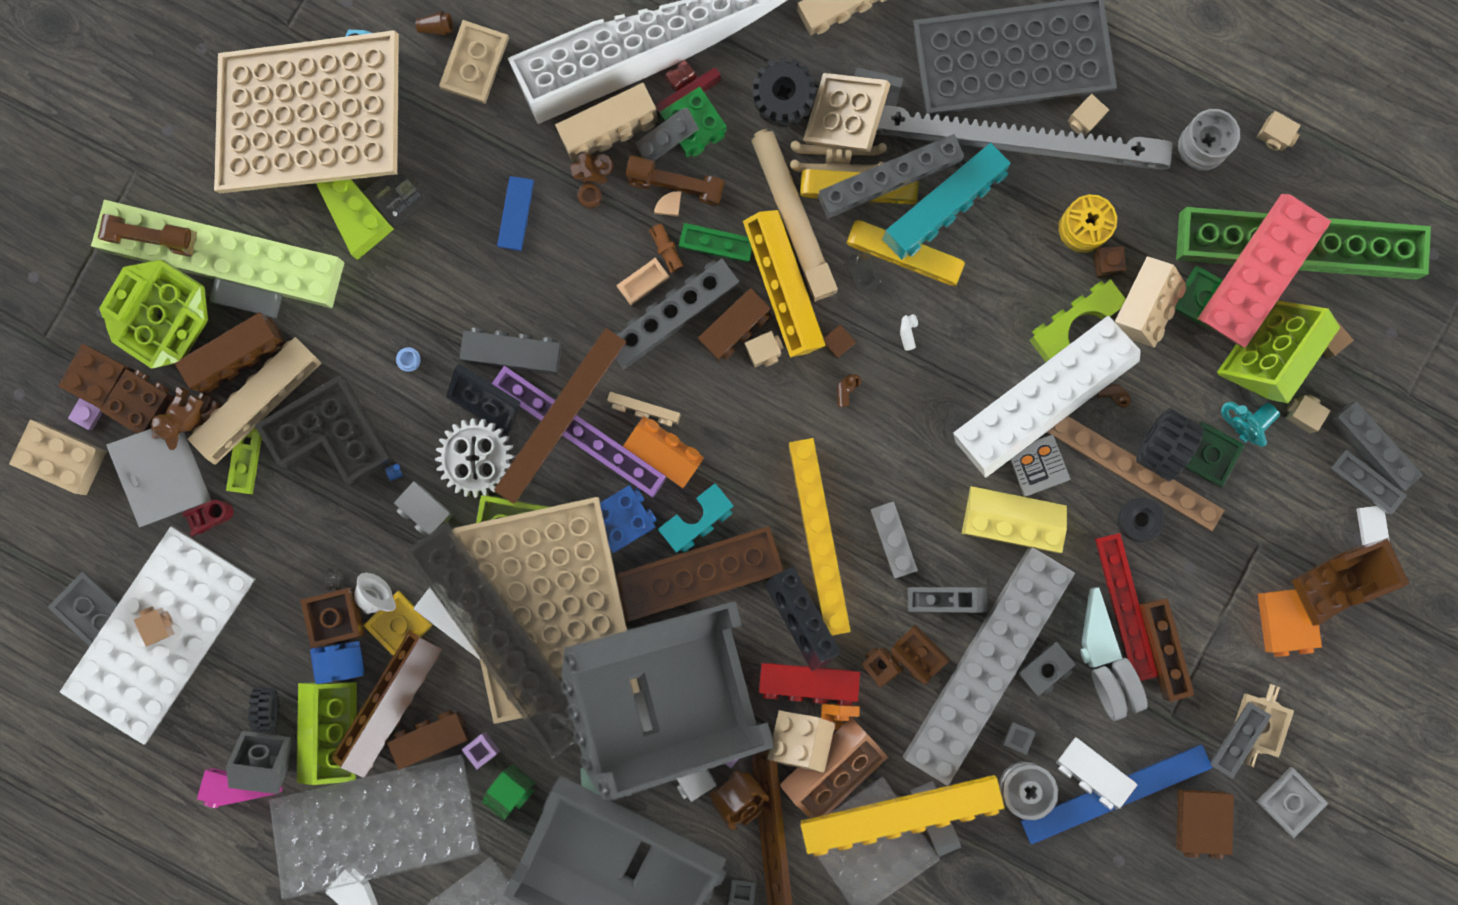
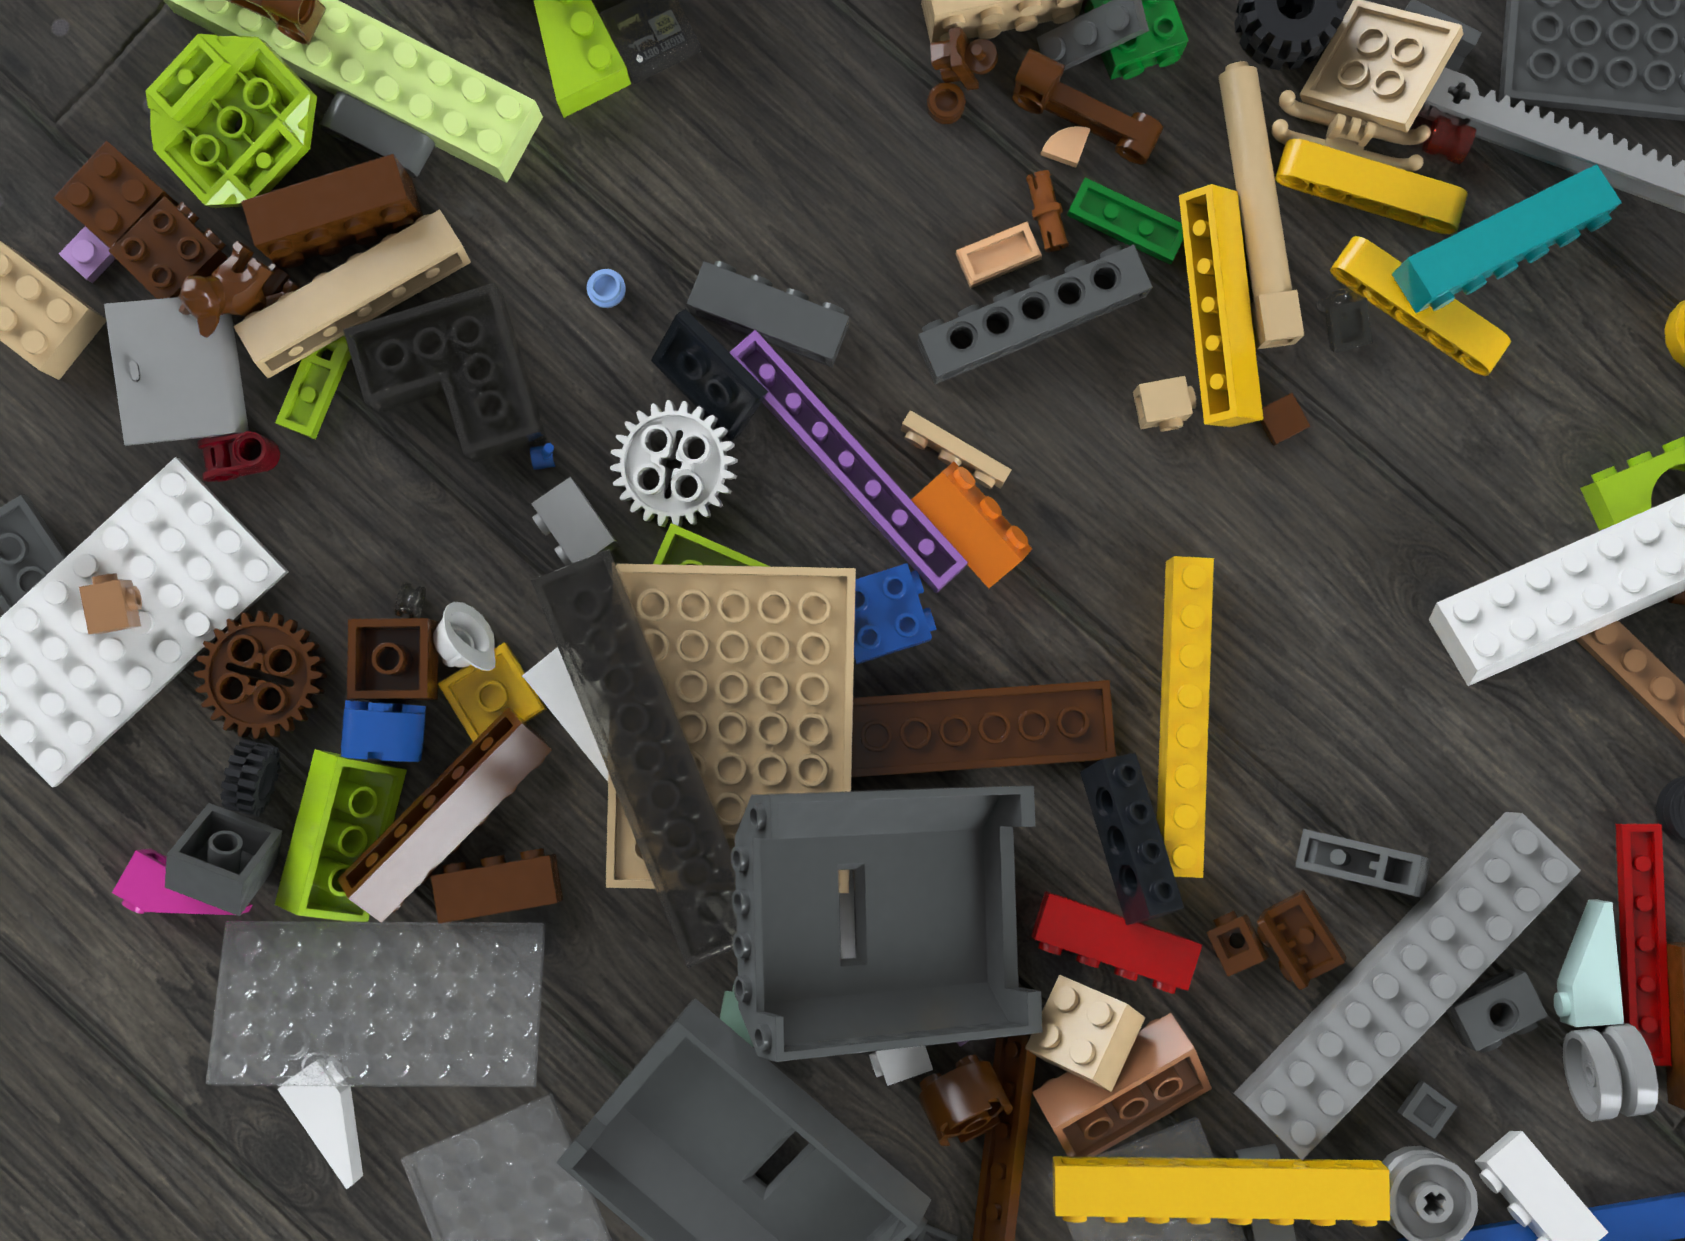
camera: 10 degrees right, 0 degrees up
(253, 668) = (251, 708): none -> reddish brown gear
(481, 750) = (575, 924): lavender brick -> none
(508, 791) = (604, 1001): green wedge -> none
(515, 213) = (825, 103): blue tile -> none
(560, 416) = (824, 428): reddish brown tile -> none
(715, 507) = (1031, 629): teal arch -> none
(735, 325) = (1128, 355): reddish brown brick -> none
(838, 713) = (1153, 1001): orange bracket -> none
(845, 387) = (1278, 492): reddish brown arm -> none
(890, 176) = (1431, 177): dark grey brick -> none
(893, 540) = (1298, 749): light grey plate -> none
(899, 146) = (1449, 139): none -> clear red wheel
(906, 331) = (1393, 429): white arm -> none
(1015, 520) = (1499, 765): light yellow slope -> none
(1039, 466) = (1554, 689): light grey tile -> none

